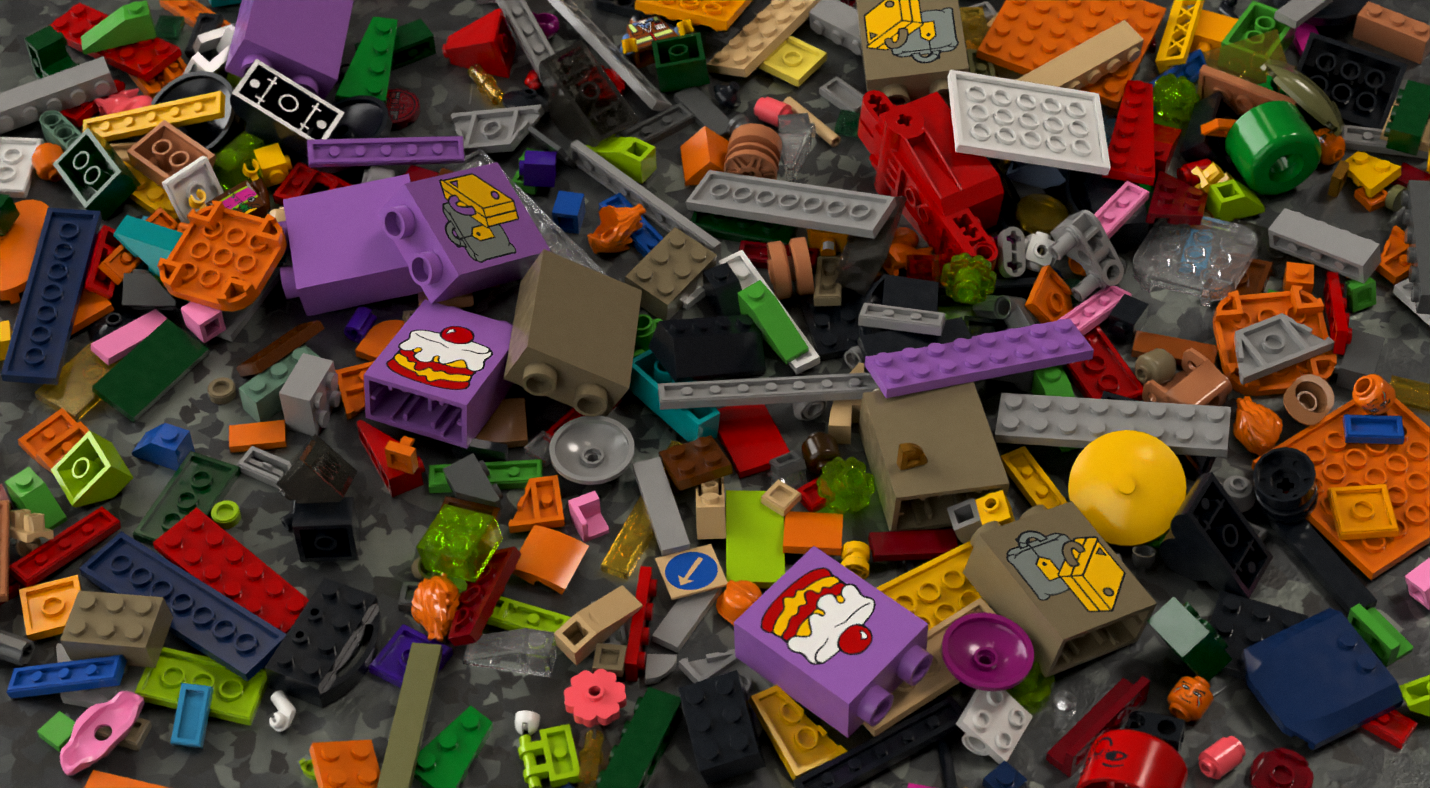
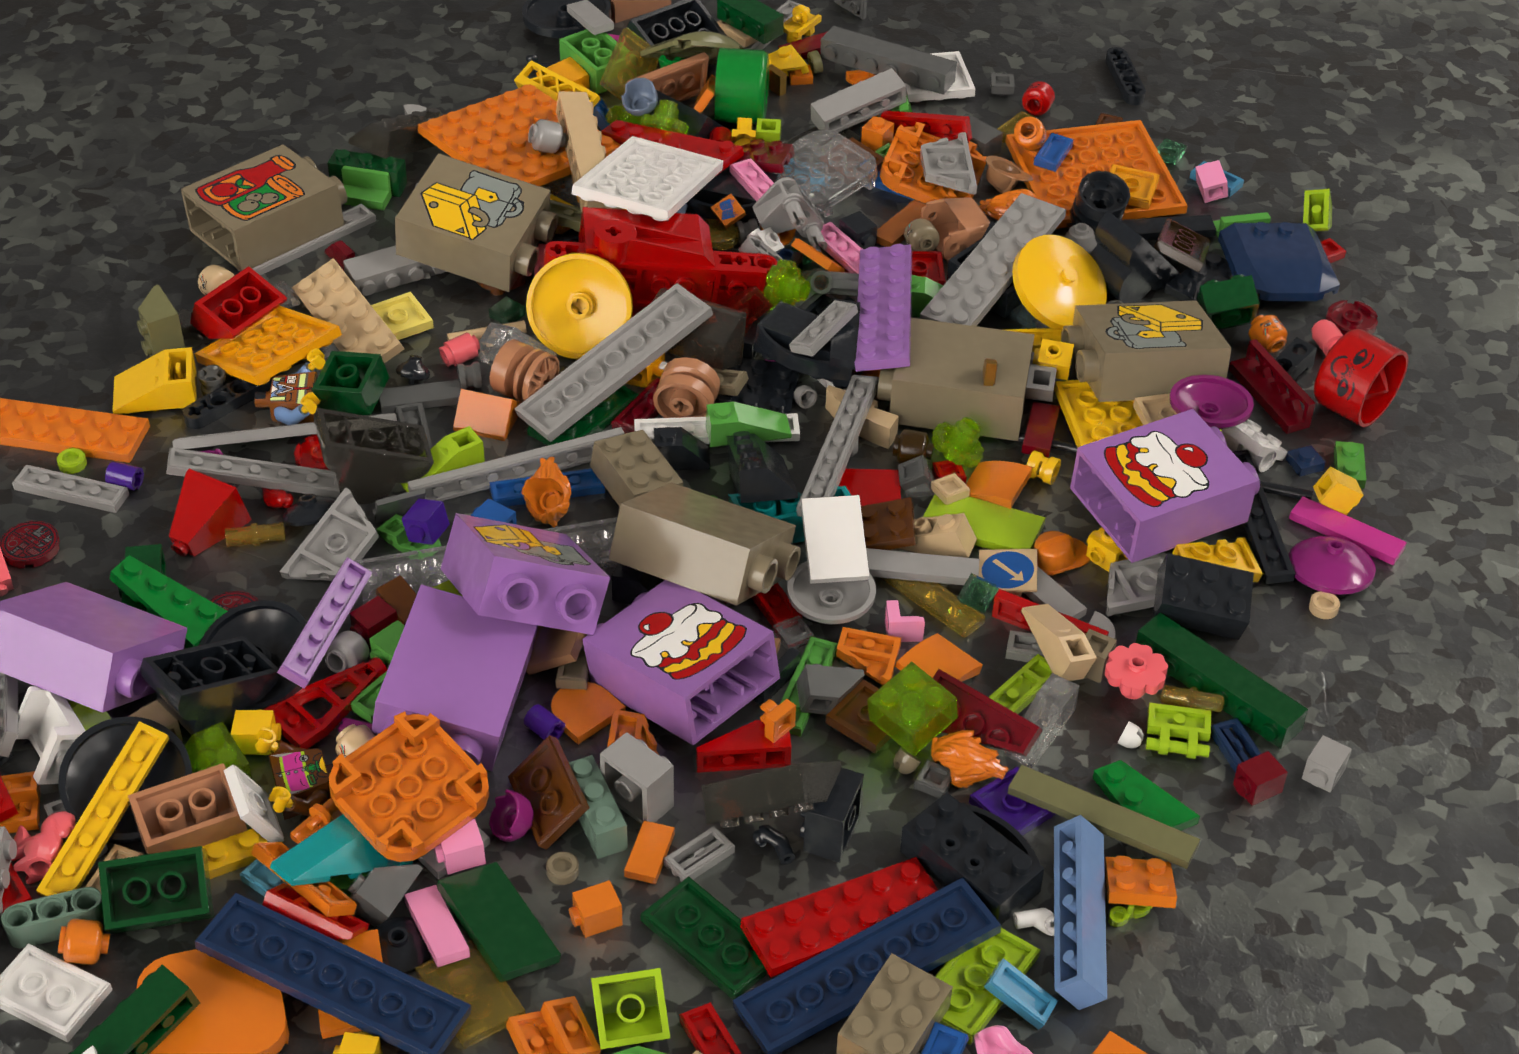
camera: 70 degrees left, 5 degrees down
(165, 446) = (623, 934): blue slope -> none
(184, 416) = (596, 909): none -> orange brick
(226, 514) = (746, 903): lime tile -> none
(250, 339) = (511, 816): none -> magenta hair
(290, 731) = (1079, 913): none -> medium blue brick
(633, 423) = (834, 539): none -> white tile
(643, 554) = (977, 593): none -> clear green plate
(842, 95) = (468, 303): light grey tile -> none
(846, 148) = (577, 303): none -> yellow dish
(1062, 38) = (546, 136): none -> light grey head
(1065, 205) = (728, 211): none -> orange tile
(1172, 115) = (665, 118): none -> clear neon green plant
(1176, 81) = (639, 97): none -> sand blue hair
(1273, 577) = (1182, 244): none -> dark brown tile

